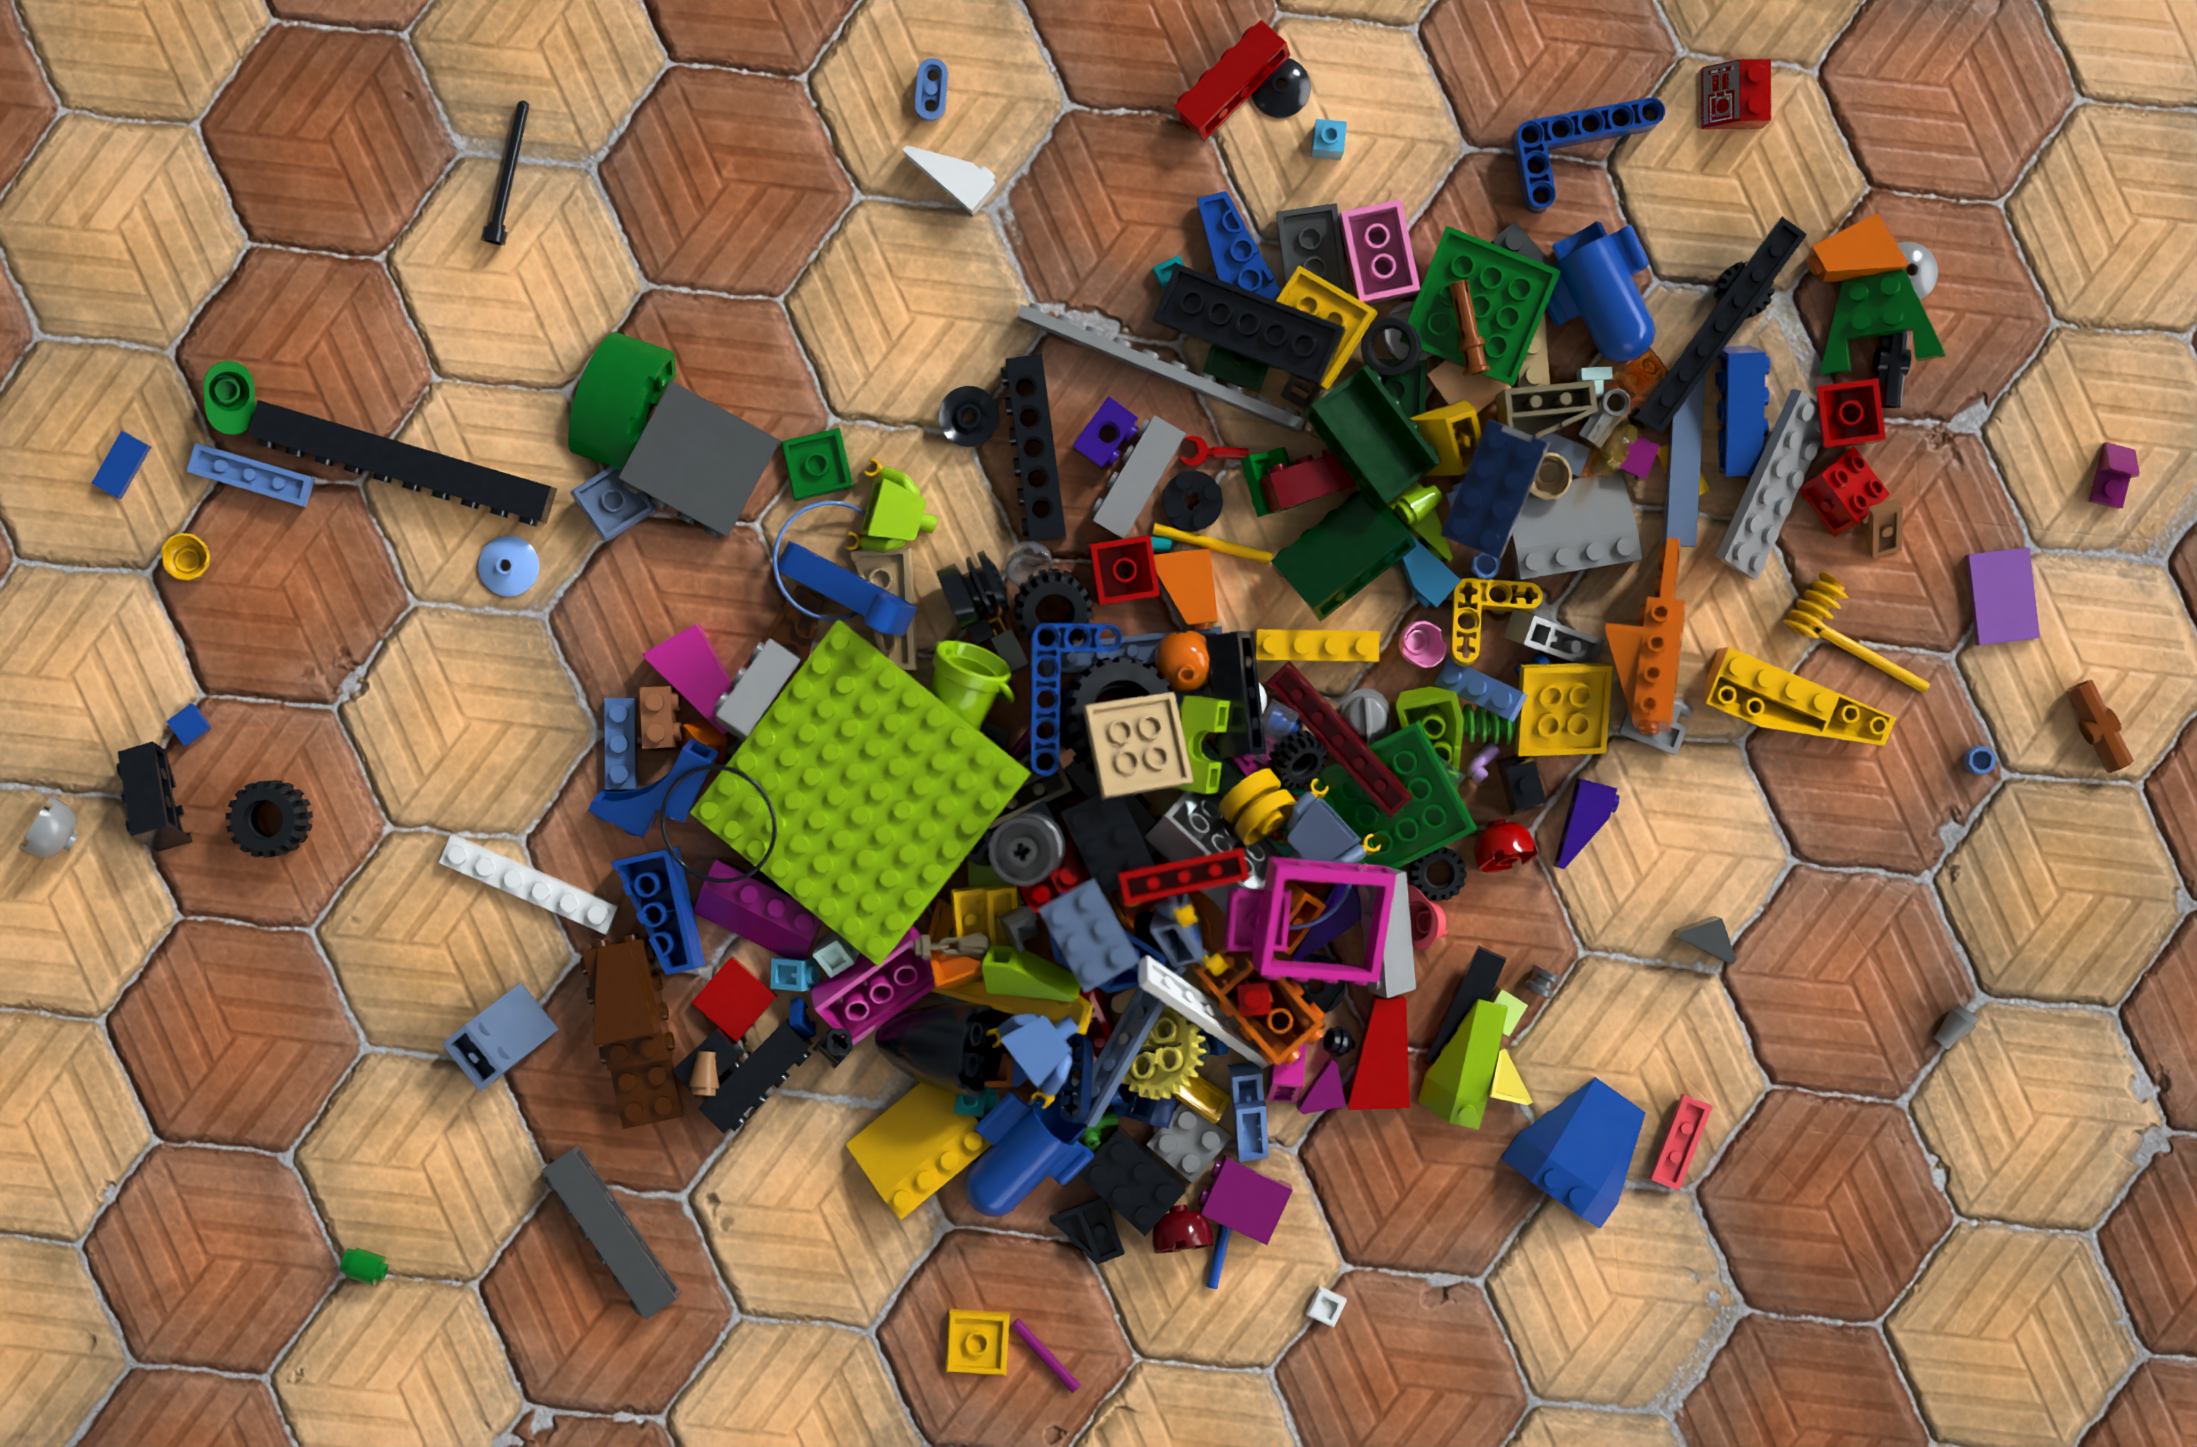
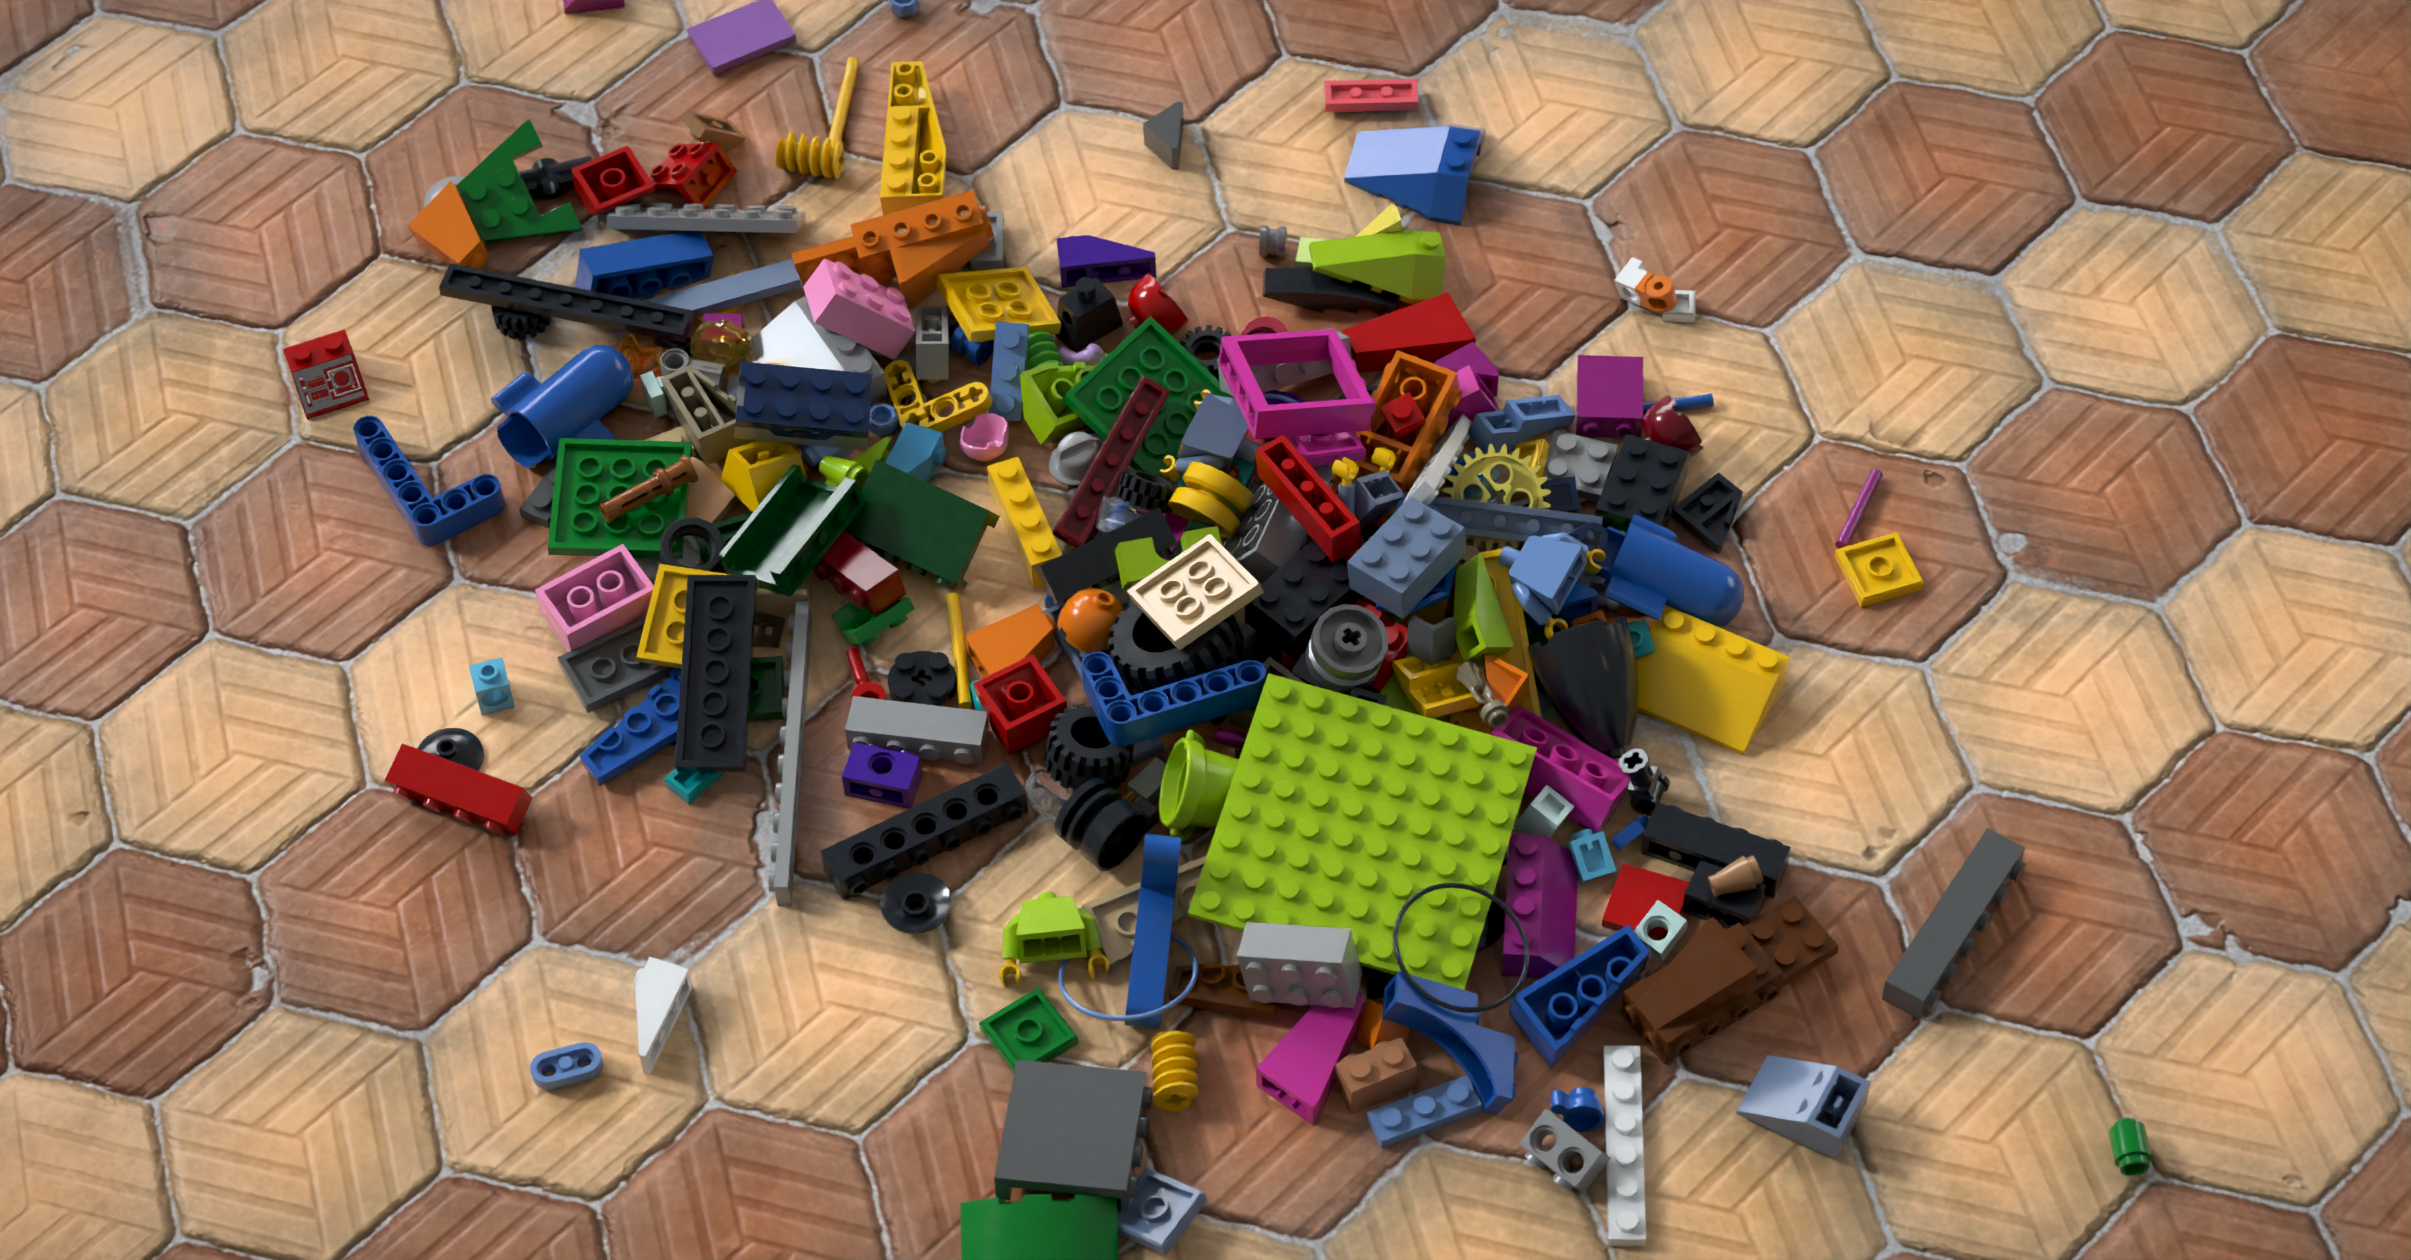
camera: 110 degrees left, 35 degrees down
(533, 839) = (1567, 1147): none -> light grey brick
(568, 863) = (1579, 1109): none -> blue piece
(700, 1001) = (1661, 916): none -> light aqua brick
(729, 564) = (1174, 1070): none -> yellow piece
(1338, 1289) = (1645, 288): none -> leg
(1595, 578) = (859, 308): none -> bright pink brick

